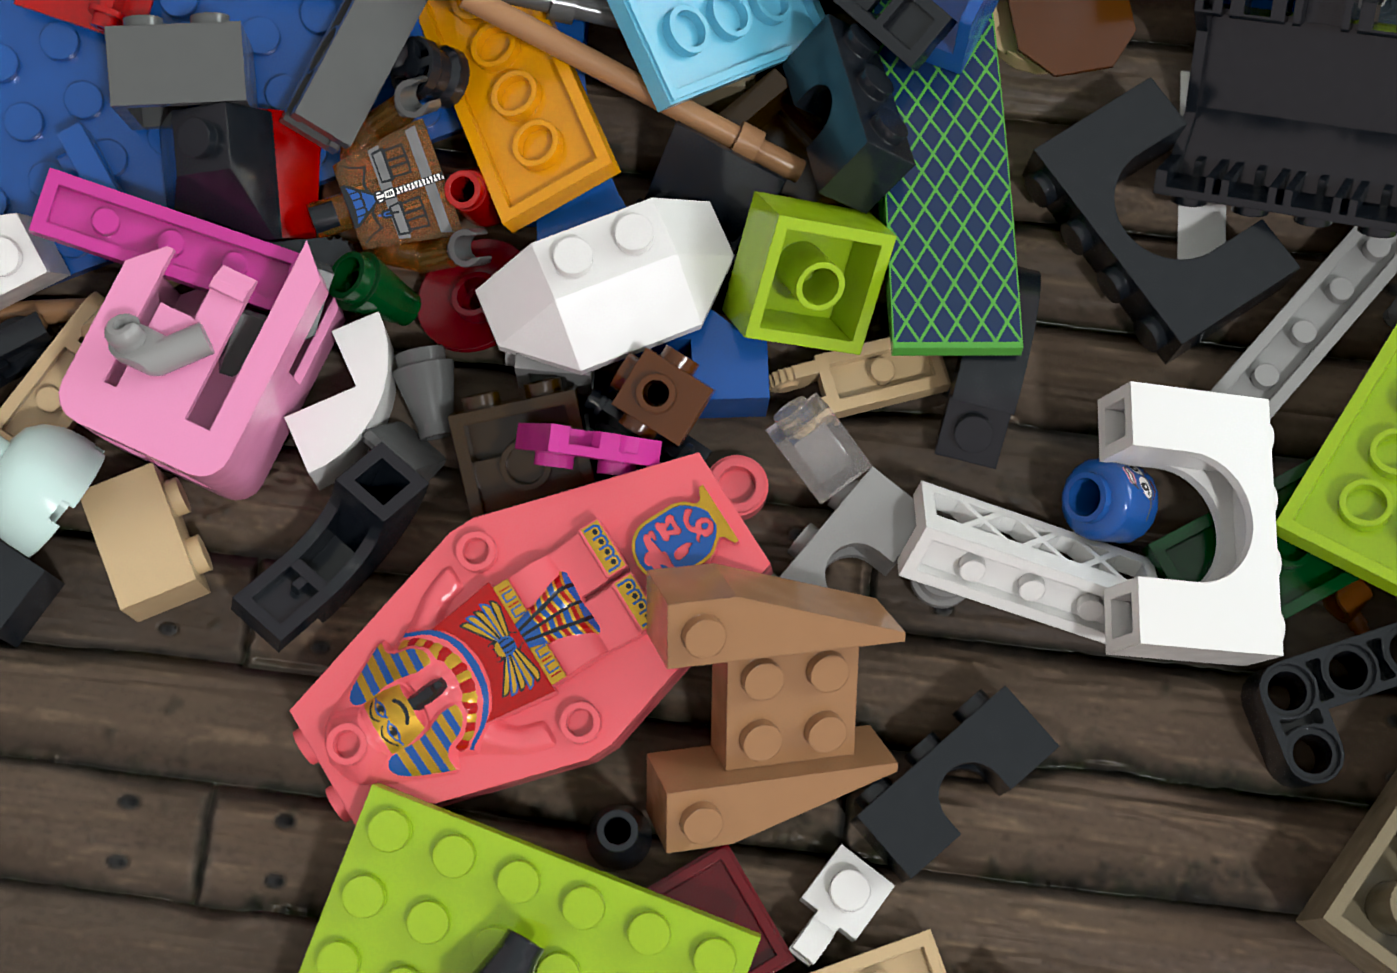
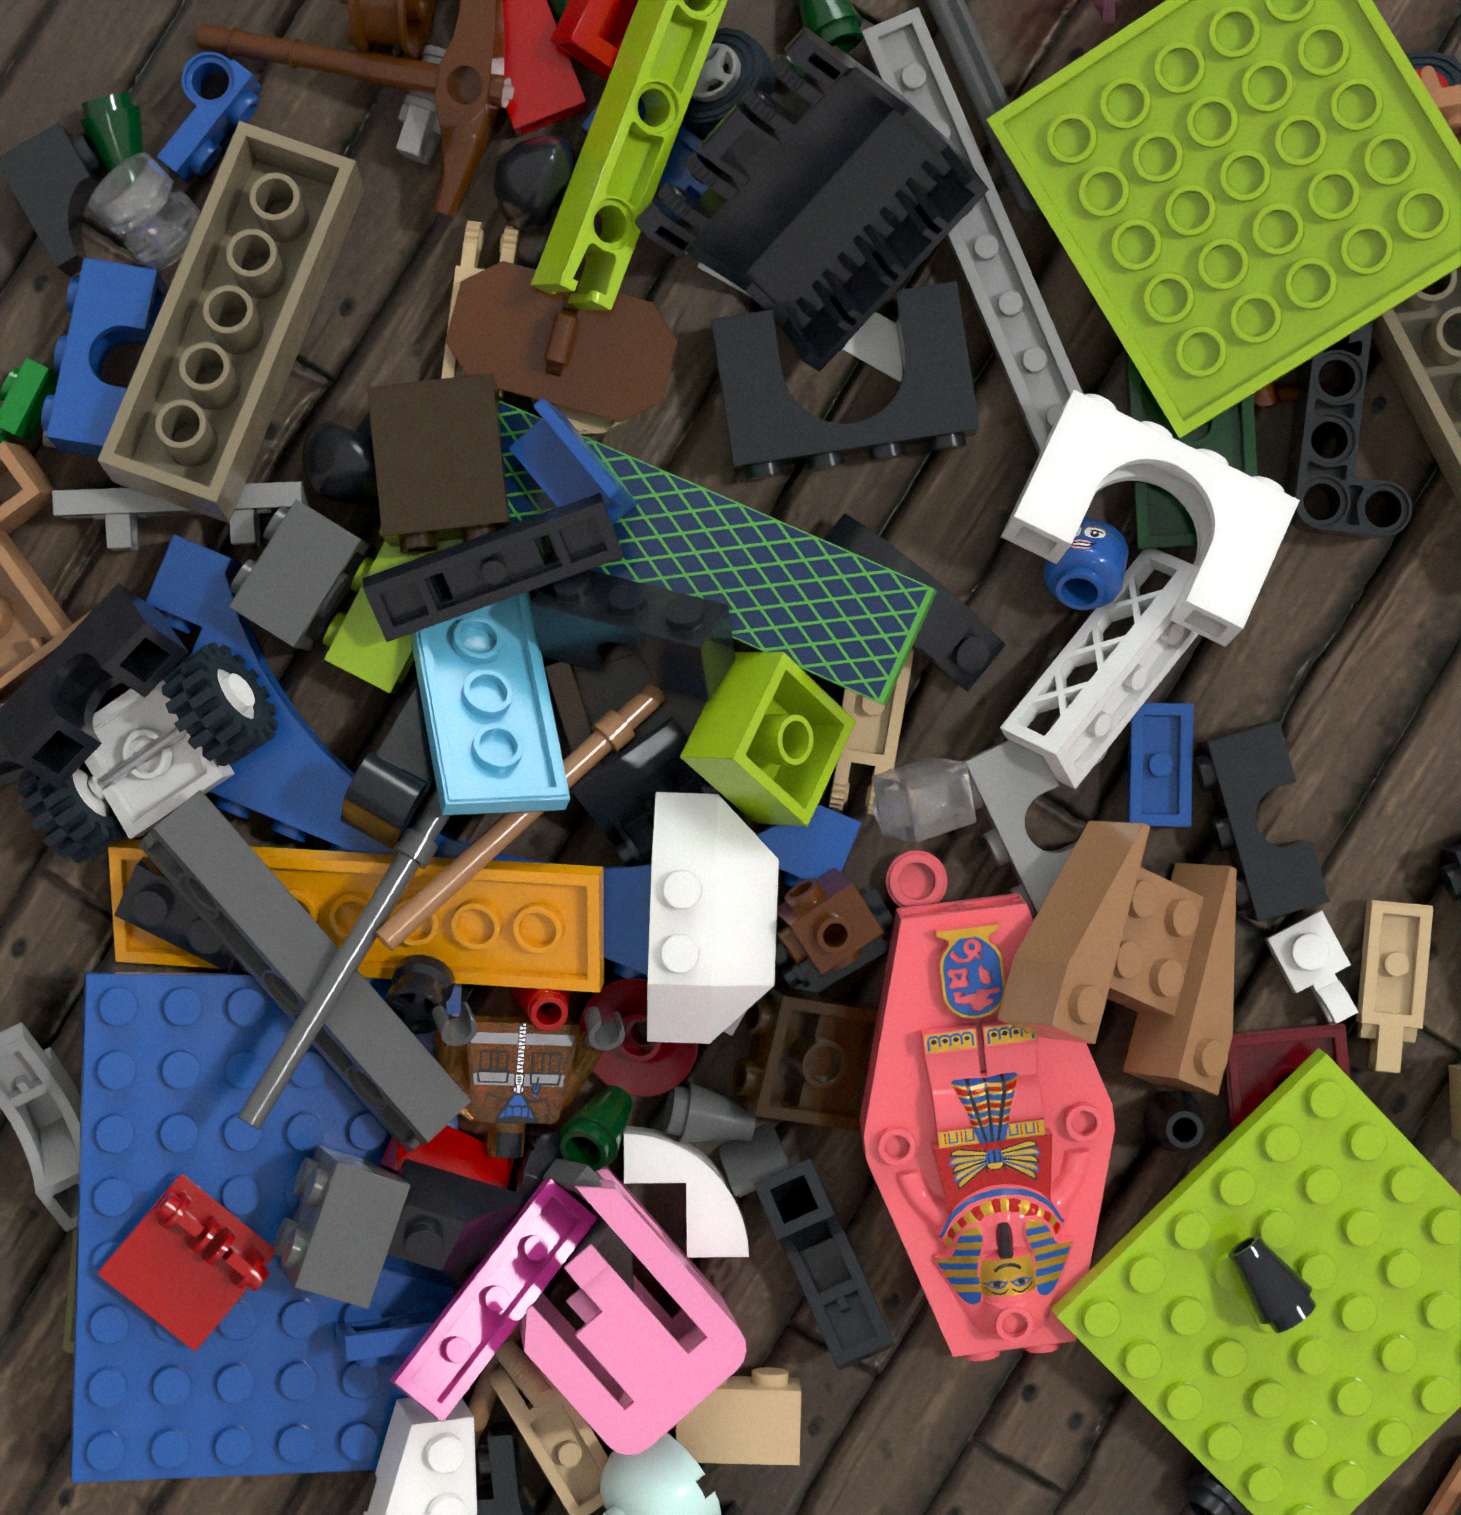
camera: 60 degrees left, 15 degrees up
(152, 351) = (623, 1359): light grey arm -> none
(559, 444) = (848, 1014): dark pink wing -> none
(956, 661) = (1160, 765): none -> blue plate

